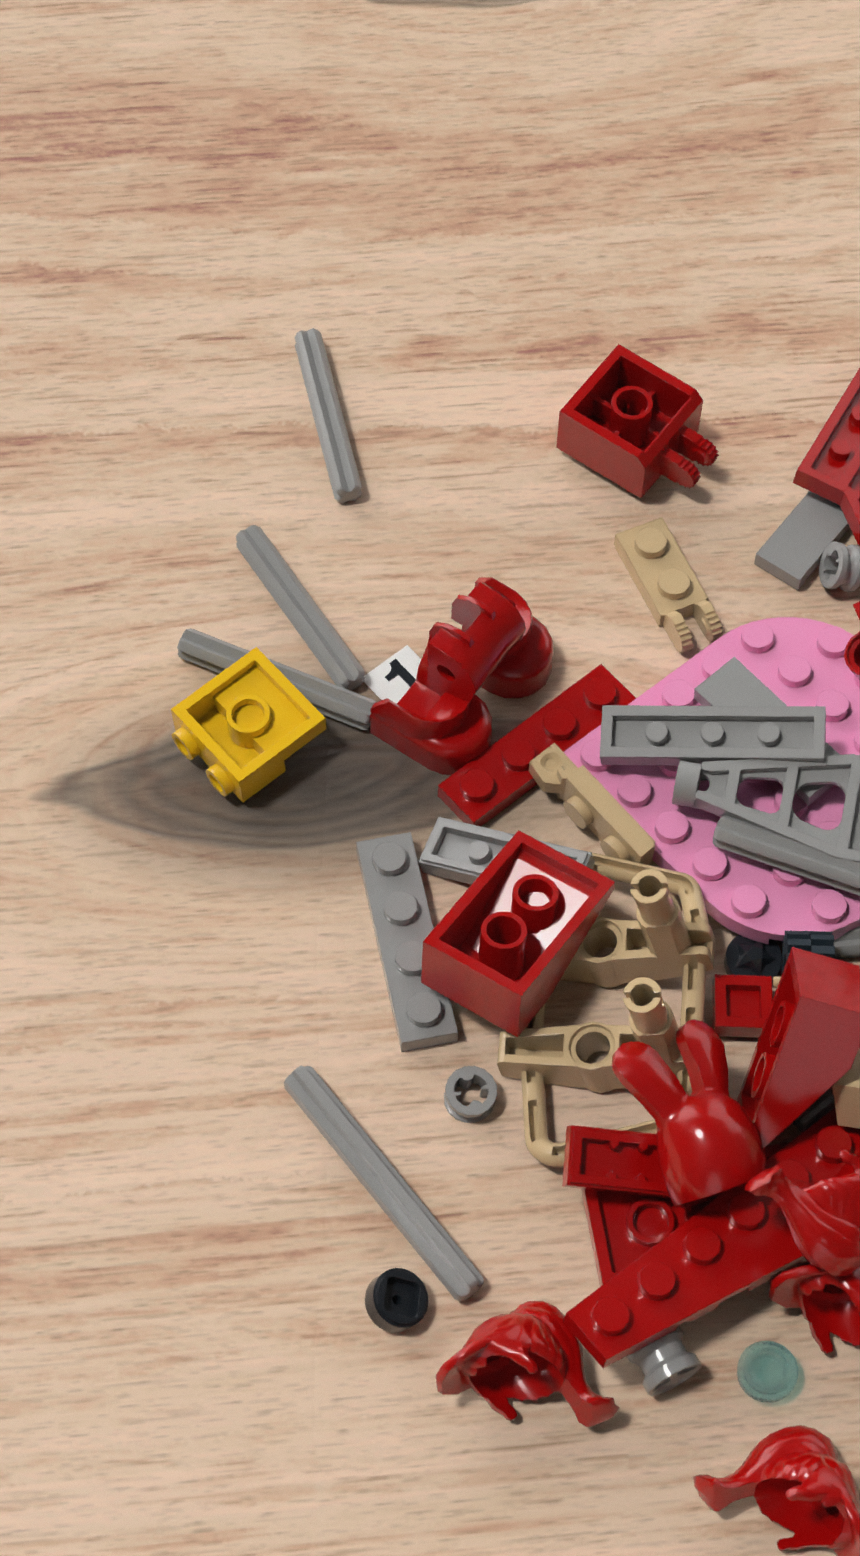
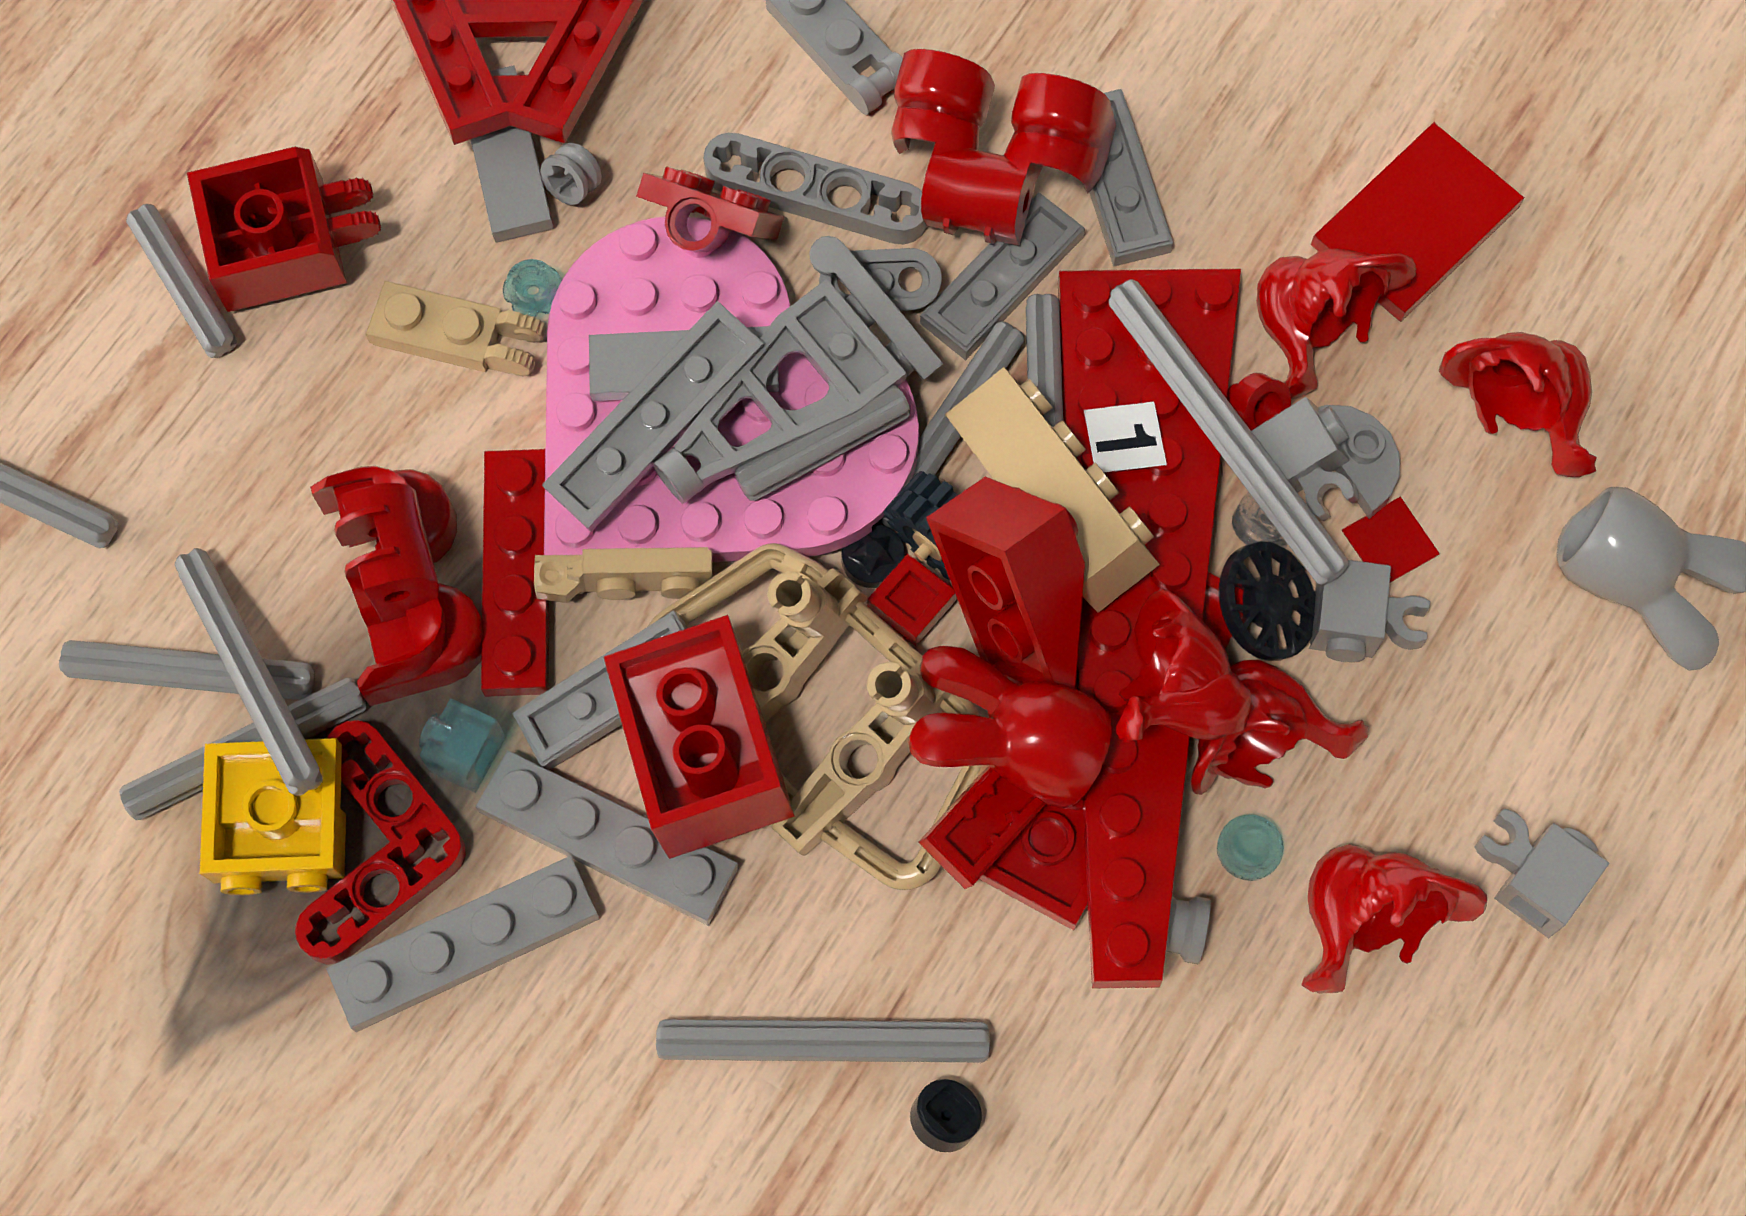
camera: 50 degrees left, 10 degrees up
(261, 907) = (462, 944): none -> light grey plate
(297, 819) = (405, 839): none -> red beam
(324, 636) = (249, 673): none -> light grey axle
(389, 801) = (460, 744): none -> clear light blue plate
(394, 675) = (338, 638): white sticker -> none
(464, 1078) = (783, 892): light grey bush -> none
(525, 1359) = (1089, 1041): red piece -> none
(555, 394) = (181, 281): none -> light grey axle
(744, 596) = (526, 275): none -> clear light blue plate

